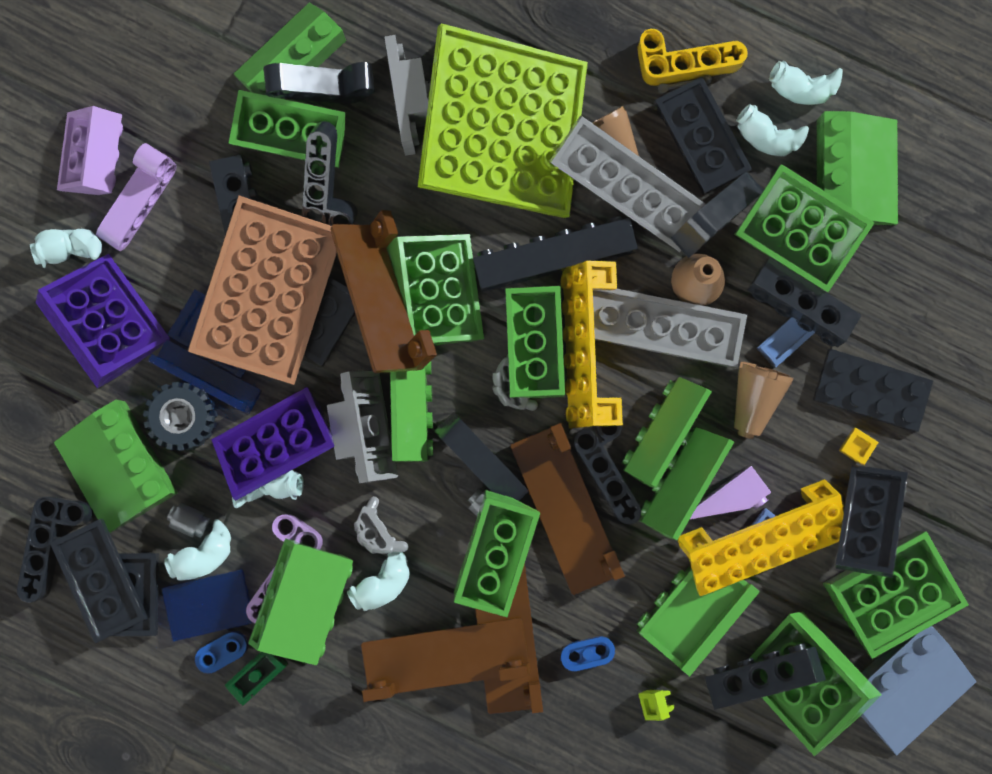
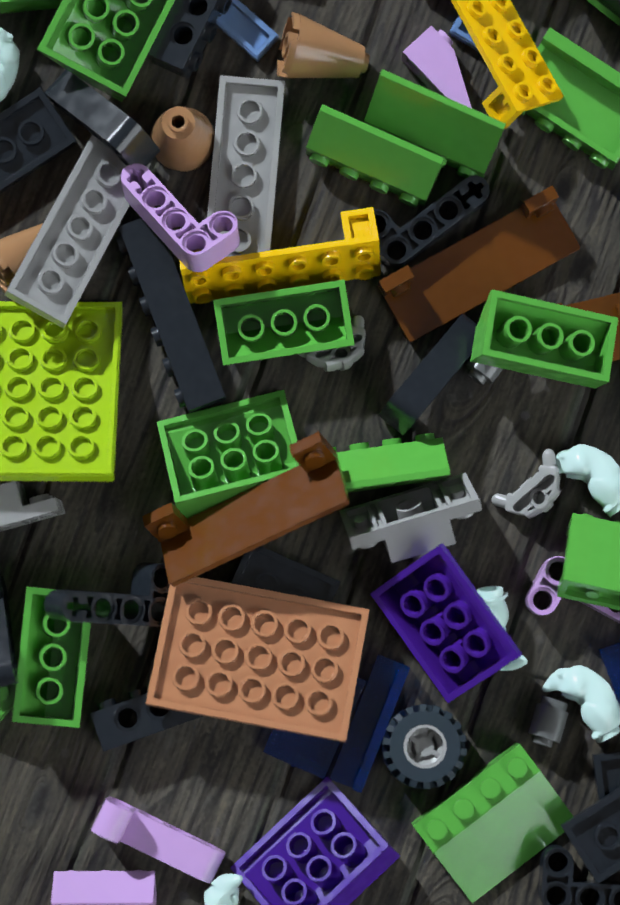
camera: 100 degrees left, 0 degrees up
(631, 258) = (172, 214): none -> lavender beam

